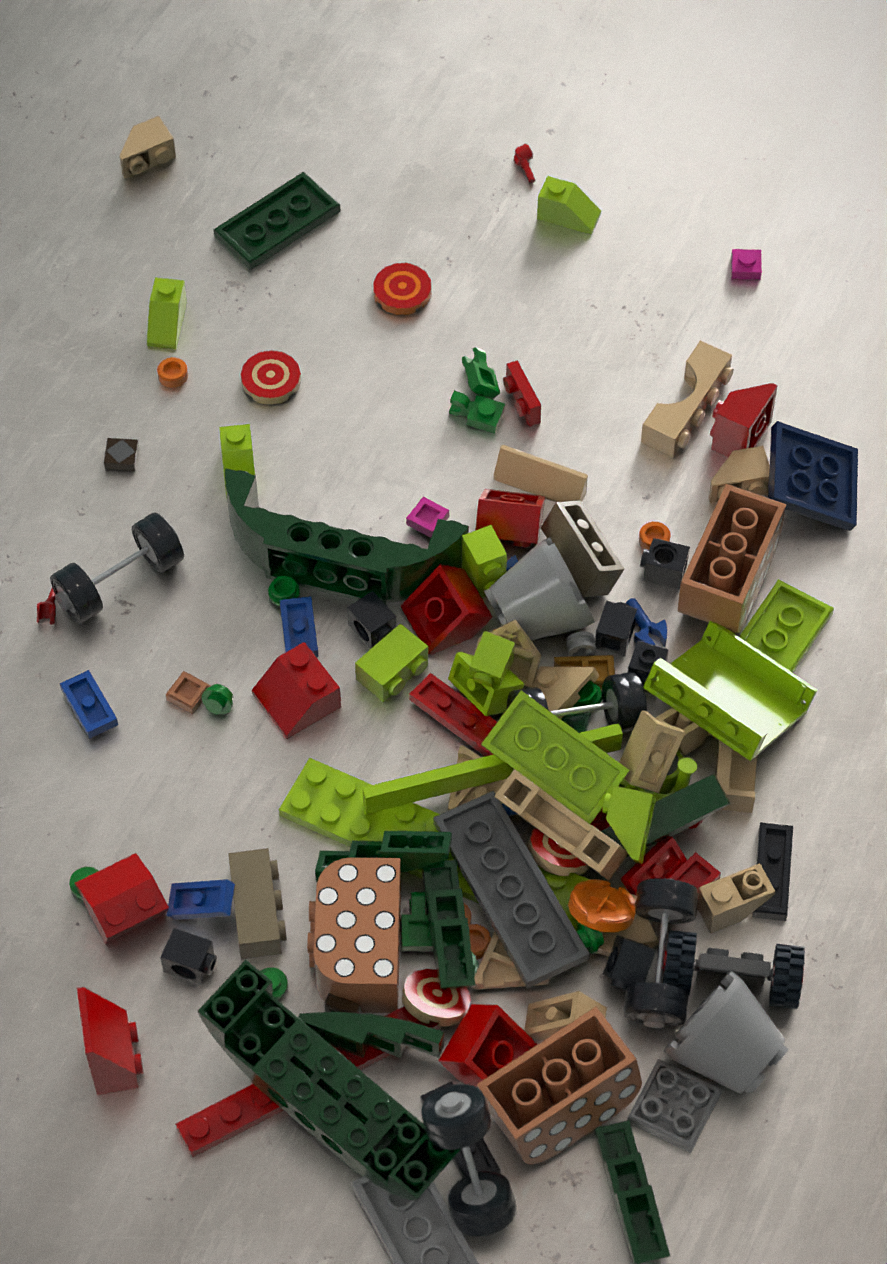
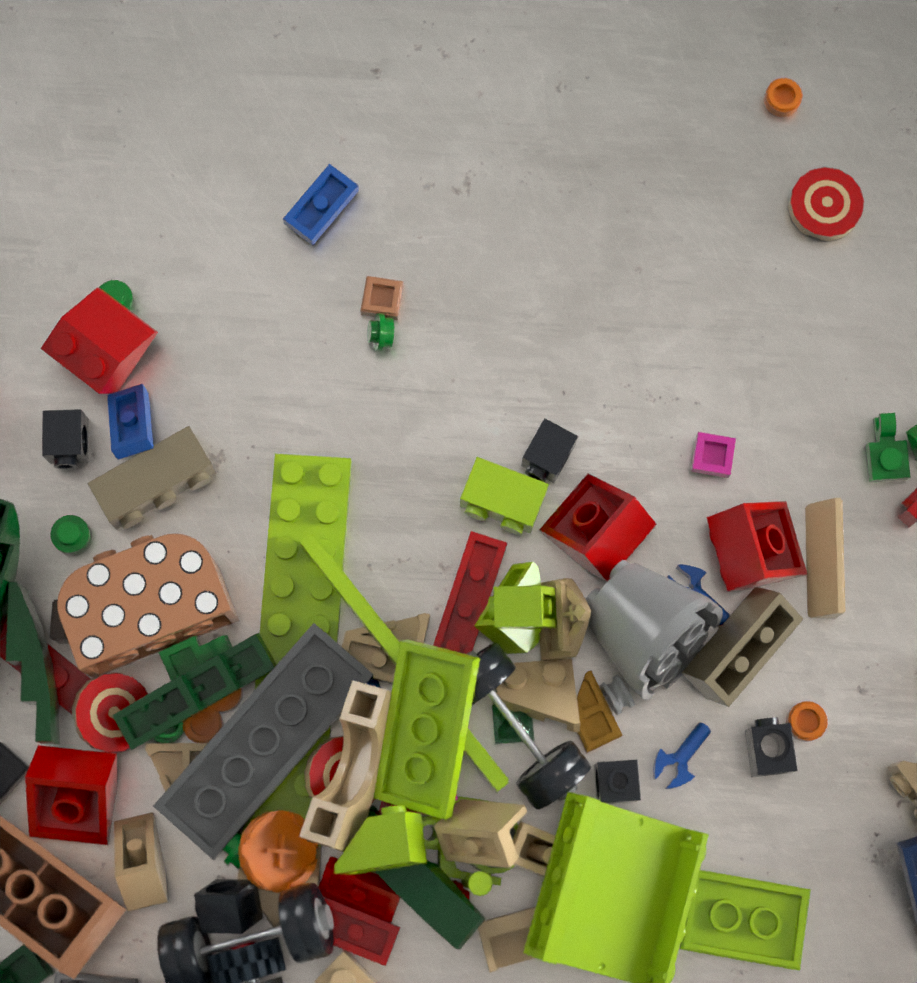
camera: 65 degrees right, 20 degrees up
(47, 609) = (420, 108): red hand -> none
(78, 593) = (442, 128): black axle -> none
(121, 454) = (649, 93): dark brown tile -> none
(166, 312) = (854, 53): lime slope -> none
(237, 448) = (692, 218): lime slope -> none
(283, 588) = (548, 341): green plate -> none
(297, 691) = (425, 410): red slope -> none
(298, 623) = (506, 377): blue plate -> none
(332, 557) = (605, 436): dark green slope -> none
(413, 848) = (250, 590): dark green slope -> none
(483, 558) = (669, 543): lime brick -> none
(589, 694) = (552, 732): green plate -> none
(615, 628) = (658, 725): black brick -> none
(732, 558) = (792, 829): nougat brick -> none

